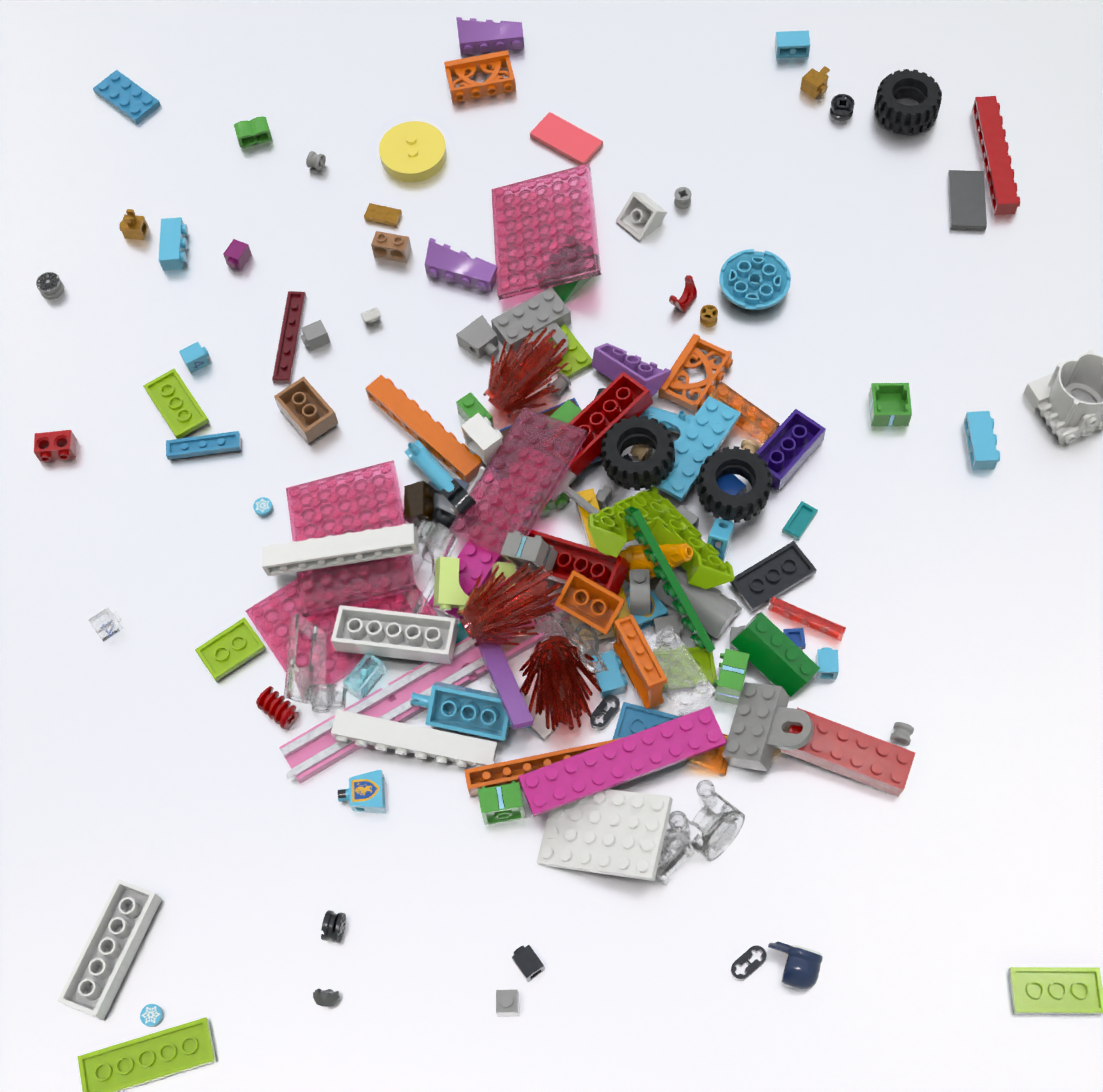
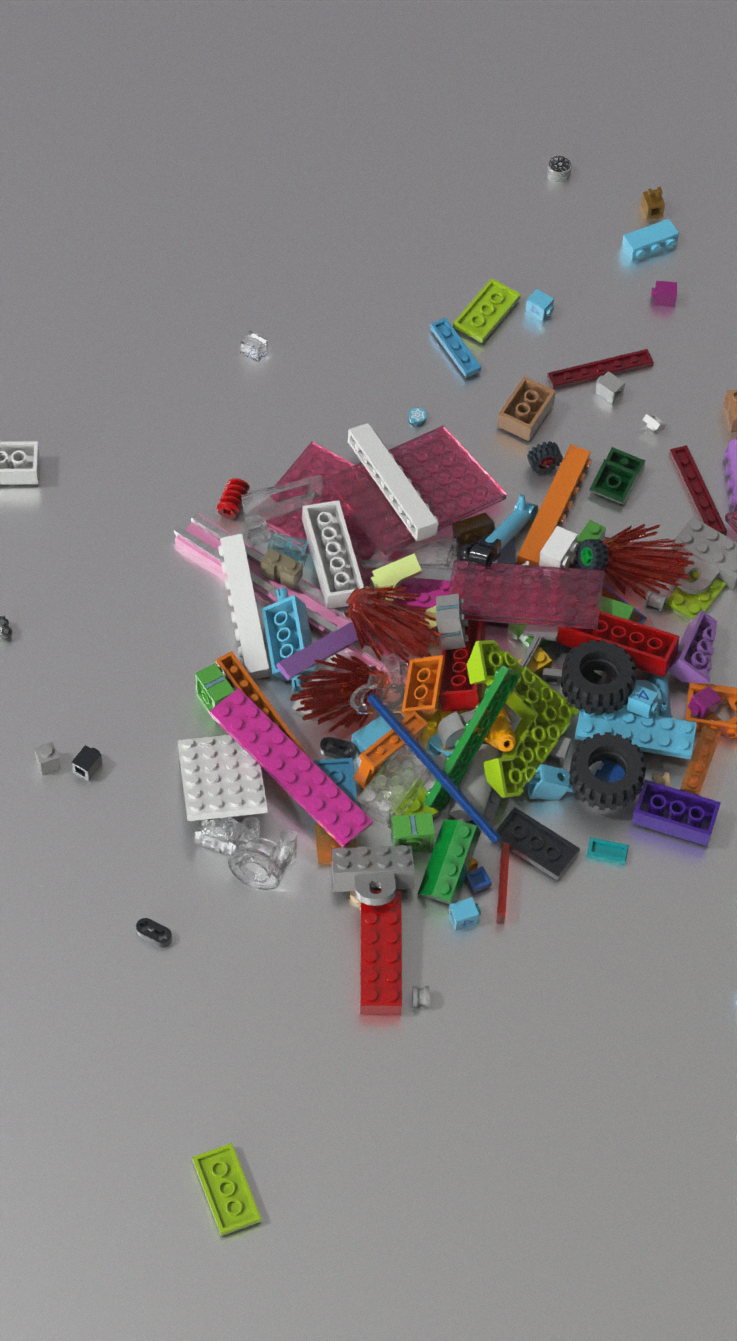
camera: 60 degrees right, 5 degrees down
(54, 444) = (402, 240): red brick -> none
(230, 649) = (271, 444): lime plate -> none
(333, 926) = (60, 609): black wheel -> none
(365, 792) = (186, 592): medium azure torso -> none
(368, 414) = (545, 457): none -> black wheel
(388, 686) = (281, 566): none -> dark tan brick
(413, 365) = (617, 475): none -> dark green slope
(454, 309) = (696, 488): none -> dark red tile
(478, 338) = (673, 517): light grey torso -> none
(500, 417) = (592, 554): none -> black wheel
(678, 426) = (643, 701): none -> medium azure brick
(685, 625) = (432, 767): none -> blue axle
(688, 383) = (704, 702): none -> magenta brick
(801, 966) = (165, 968): dark blue piece -> none

